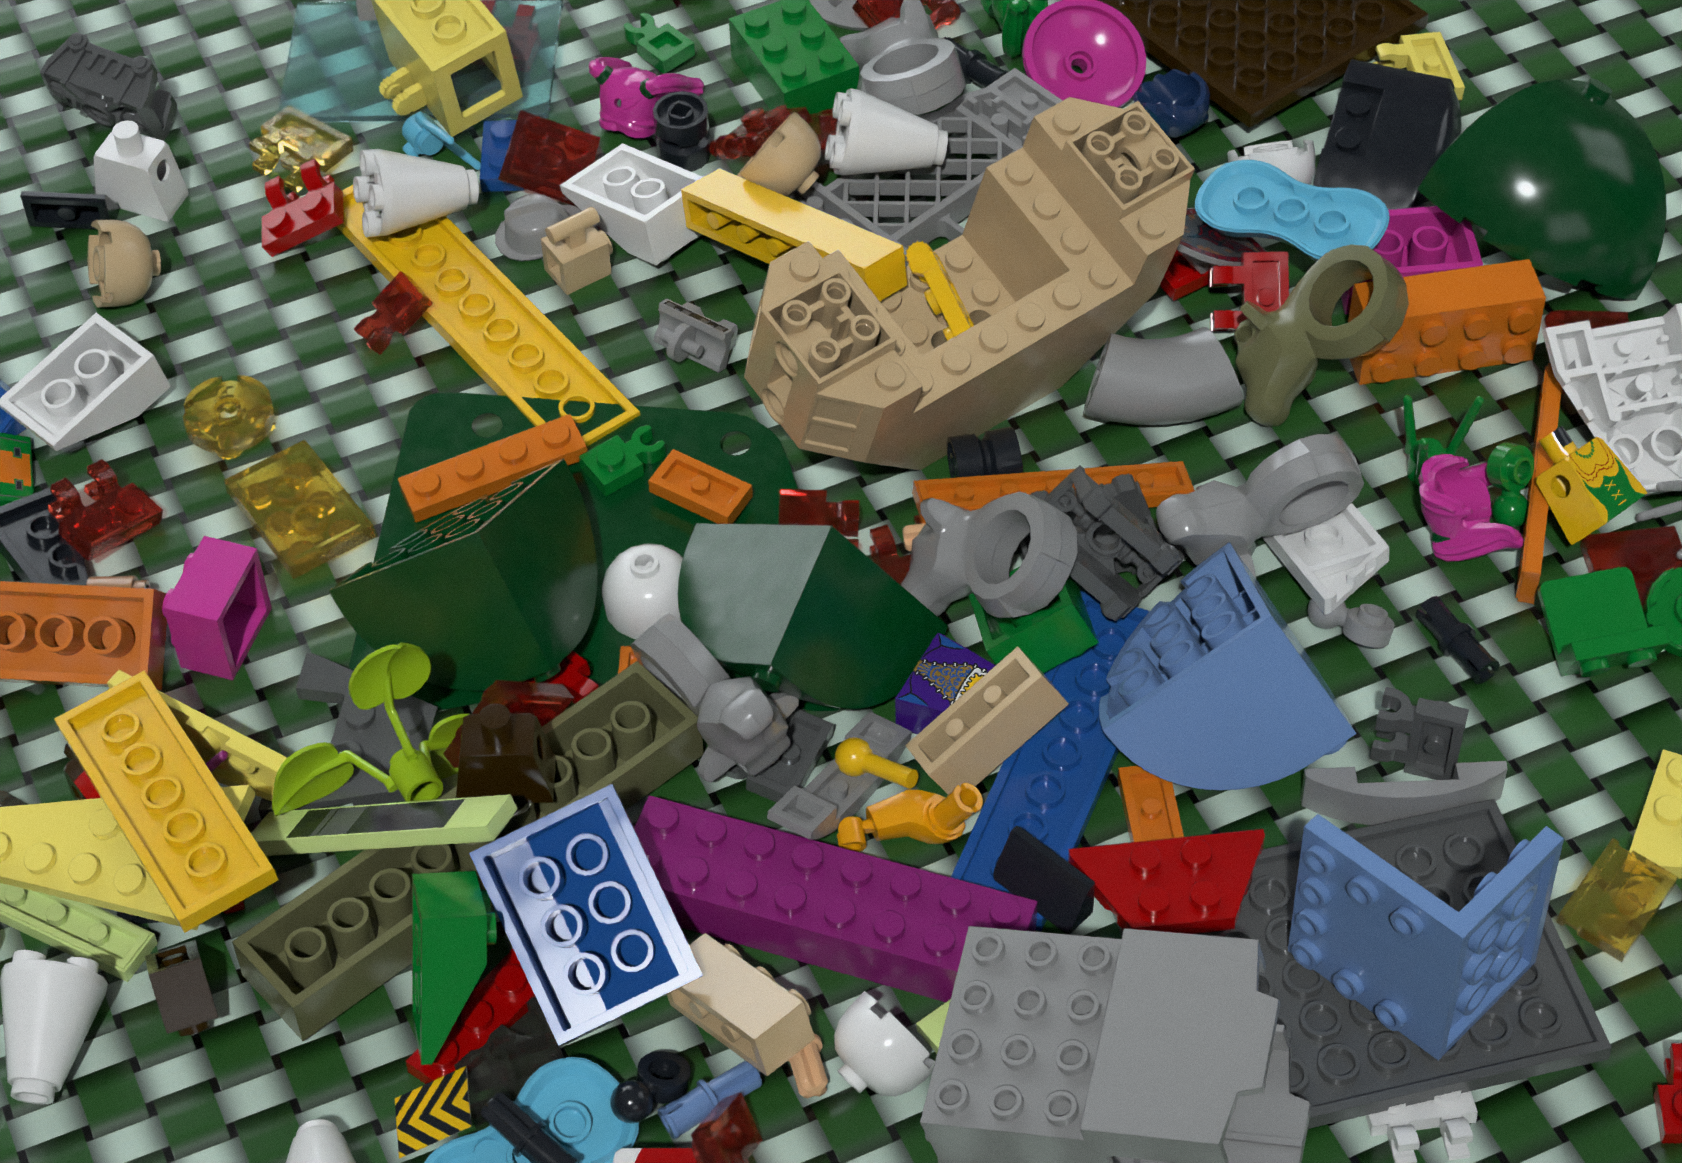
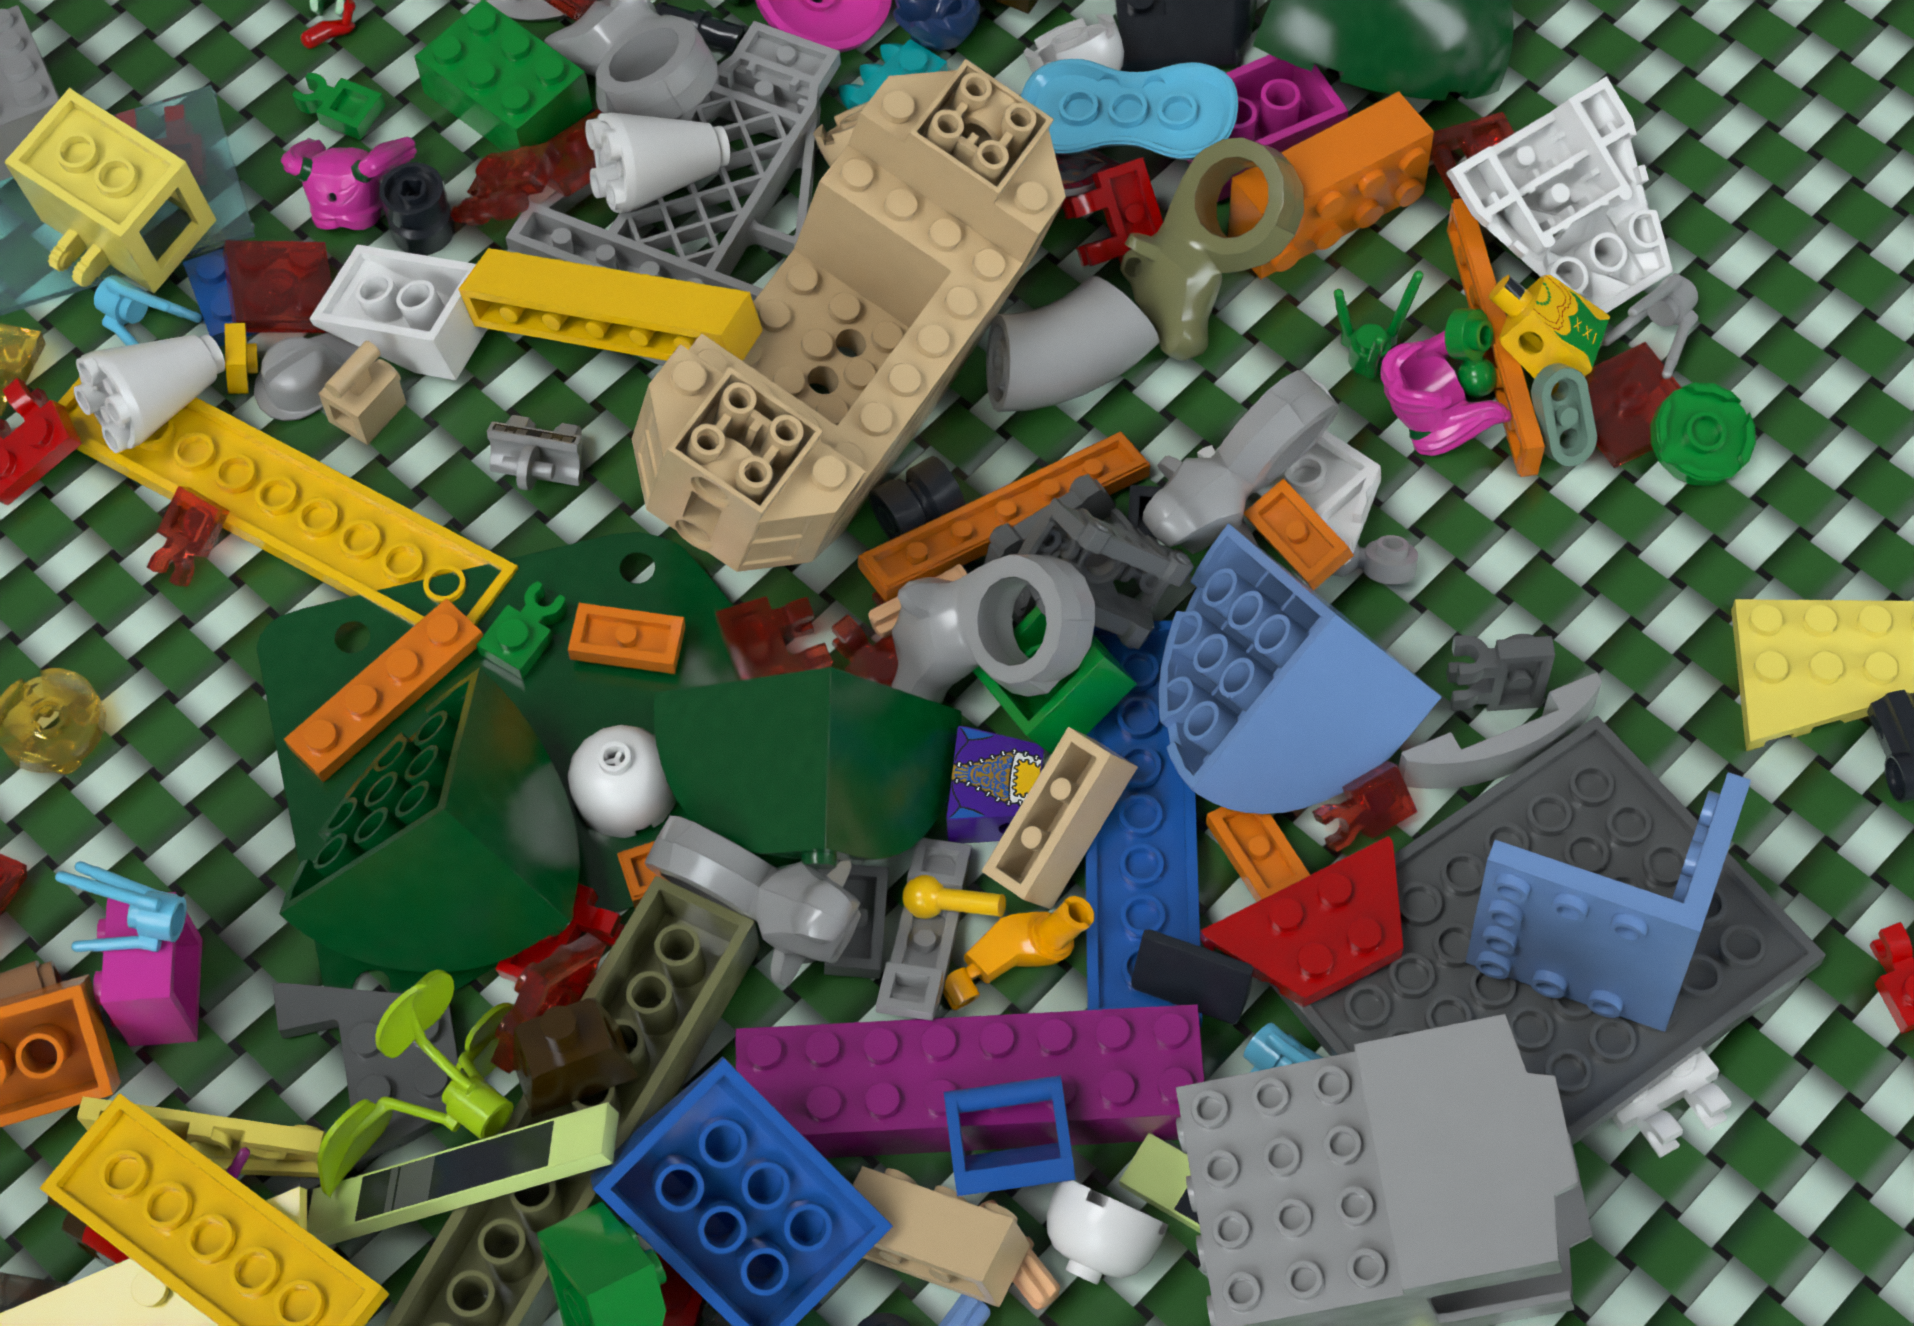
camera: 20 degrees left, 10 degrees up
(228, 552) = (152, 912): none -> medium azure plant
(299, 508) = (183, 810): clear yellow plate -> none
(493, 200) = (240, 358): none -> yellow plate
(786, 158) = (558, 215): tan cylinder -> none
(823, 971) = (1014, 1166): none -> blue tile
(942, 293) = (812, 335): yellow hinge -> none
(1267, 805) = (1372, 805): none -> clear red plate
(1290, 573) = (1298, 534): none -> orange plate
(1457, 640) = (1483, 544): black pin -> none
(1573, 552) = (1565, 409): none -> sand green plate
(1599, 623) = (1620, 481): green bracket -> none
(1617, 900) = (1777, 774): clear yellow plate -> none

